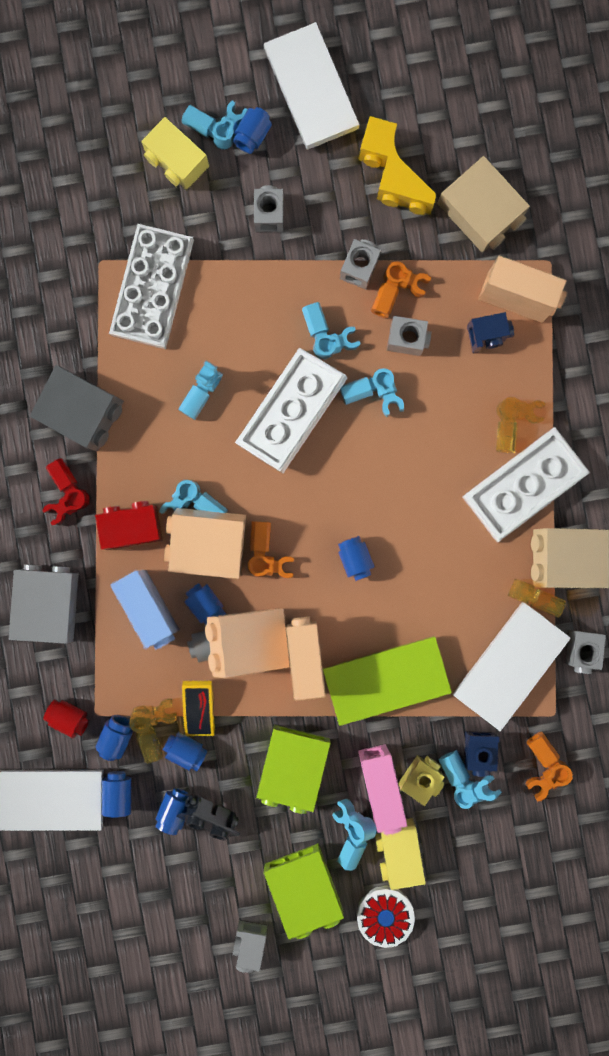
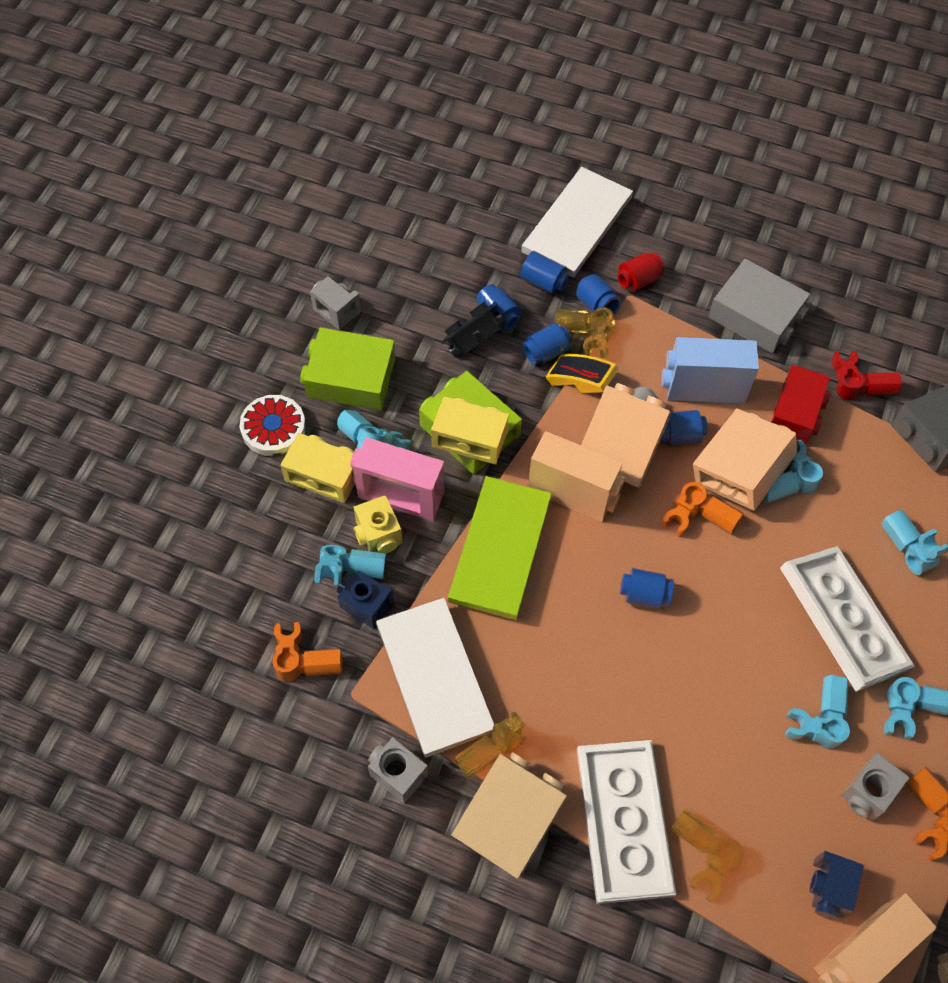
camera: 120 degrees right, 25 degrees down
(314, 760) = (469, 429): none -> light yellow brick

